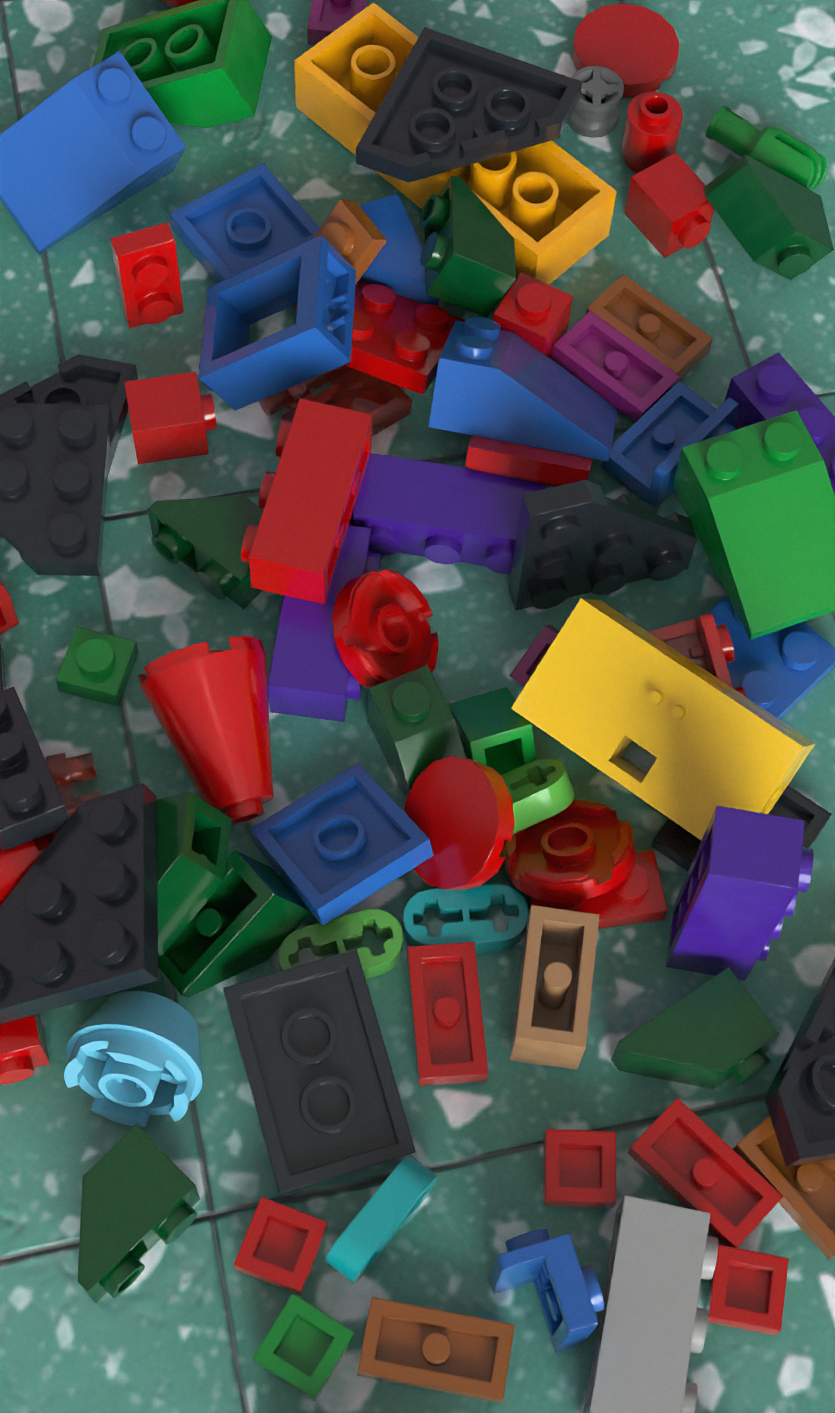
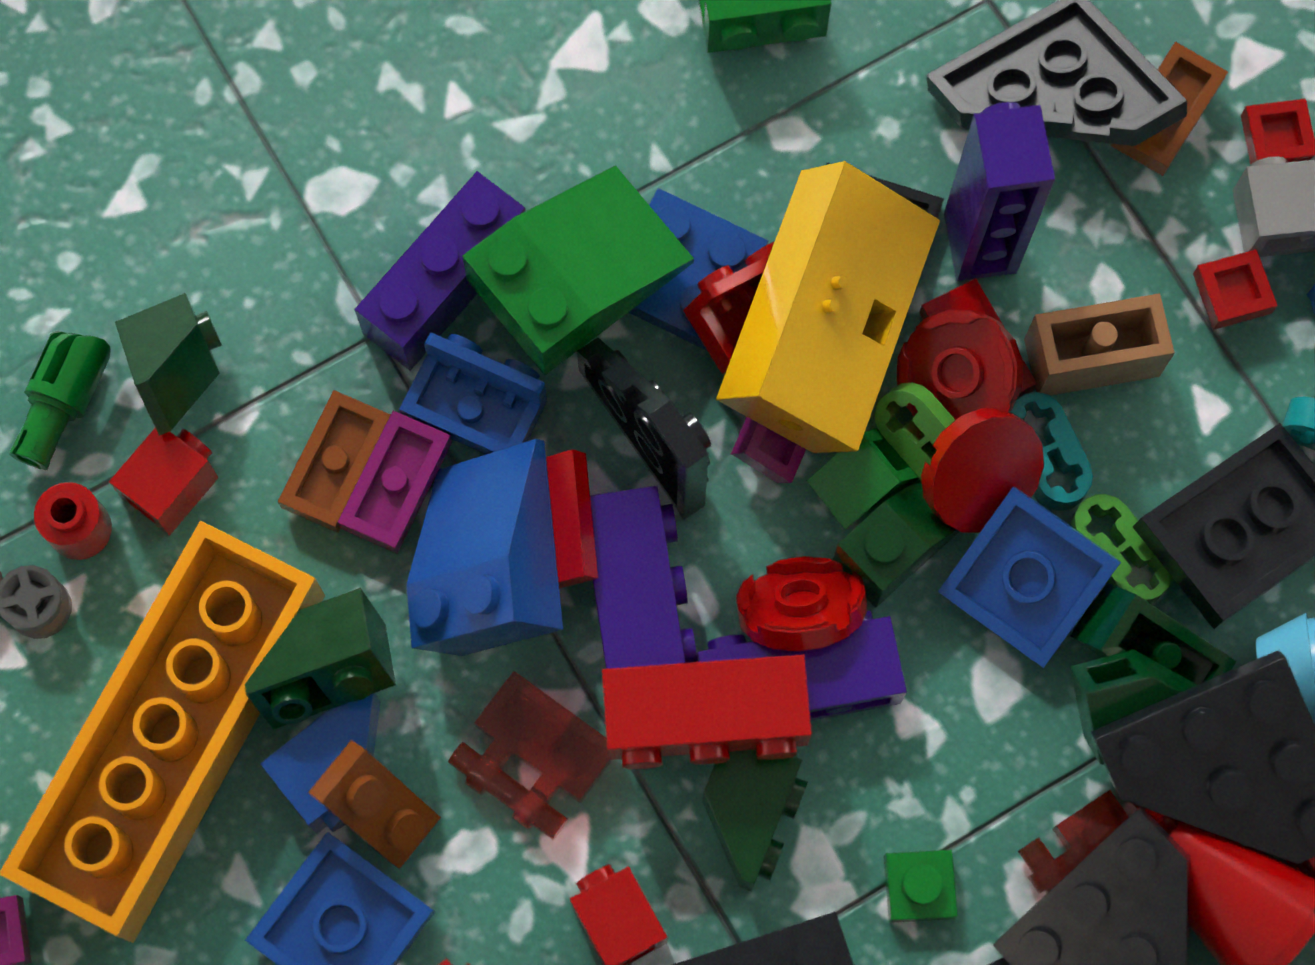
camera: 105 degrees left, 10 degrees up
(217, 721) = (953, 732): red cone -> none
(319, 341) = (467, 773): blue window -> none
(397, 337) = (443, 718): red plate -> none
(447, 1014) = (1146, 437): red plate -> none
(461, 108) = (149, 711): black plate -> none
(535, 312) = (380, 570): red brick -> none
(702, 1038) = (1089, 222): dark green slope -> none
(704, 1173) = (1198, 190): red plate -> none

